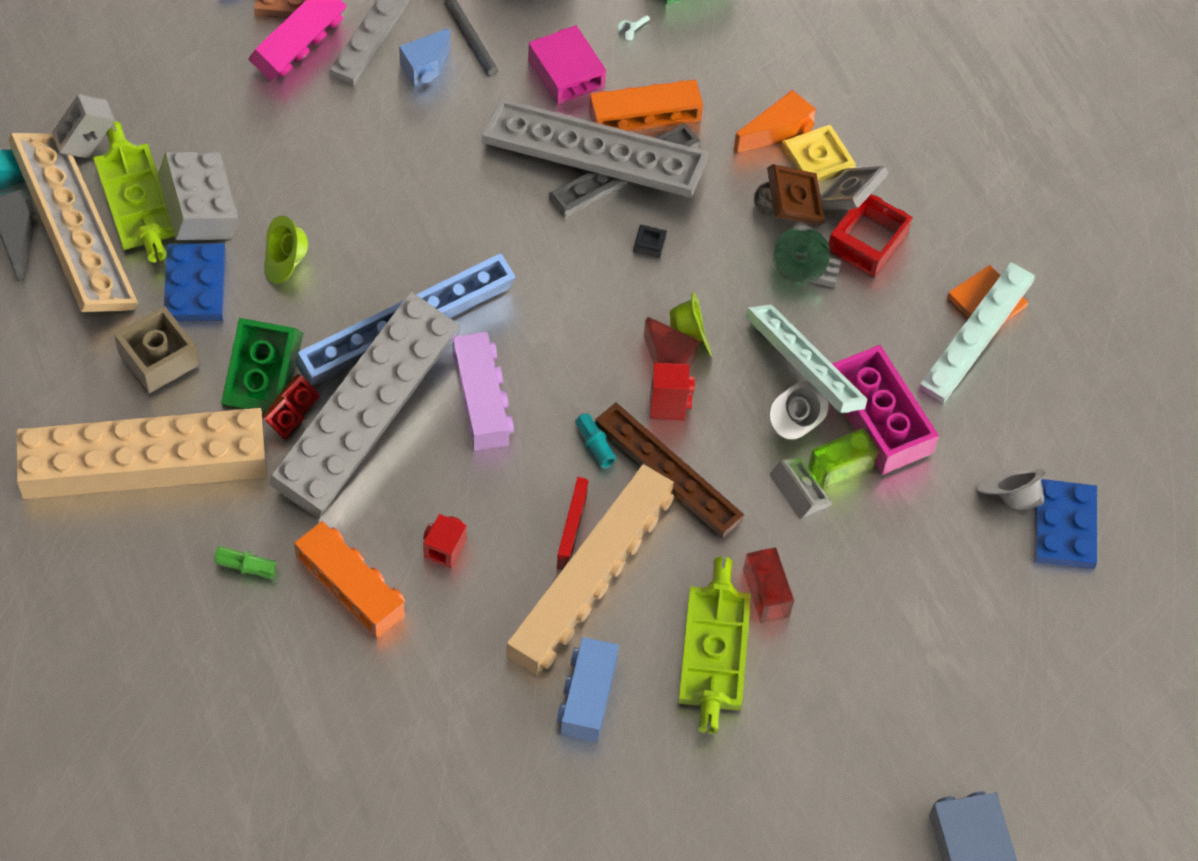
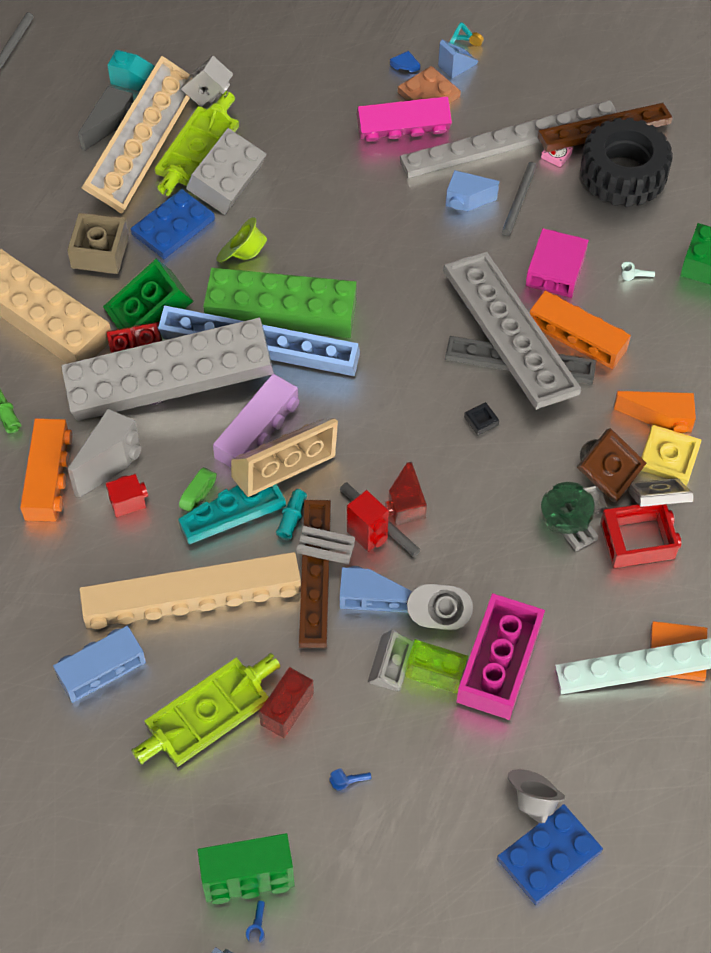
camera: 50 degrees right, 0 degrees up
(381, 272) = (283, 301): none -> bright green brick
(389, 506) = (105, 452): none -> light grey slope
(498, 485) = (197, 489): none -> bright green beam
(542, 394) = (285, 456): none -> tan slope
(544, 468) = (229, 511): none -> teal wing
(572, 522) = (215, 550): red tile -> none
(645, 385) = (393, 531): none -> dark grey bar
(657, 437) = (326, 540): none -> light grey tile
(688, 320) = (440, 493): lime piece -> none
(729, 445) = (371, 591): none -> medium blue slope
(806, 359) = (482, 577): light aqua plate -> none
(868, 606) = (341, 781): none -> blue hand
(890, 728) = (246, 868): none -> green brick
(933, 765) = (257, 922): none -> blue hand

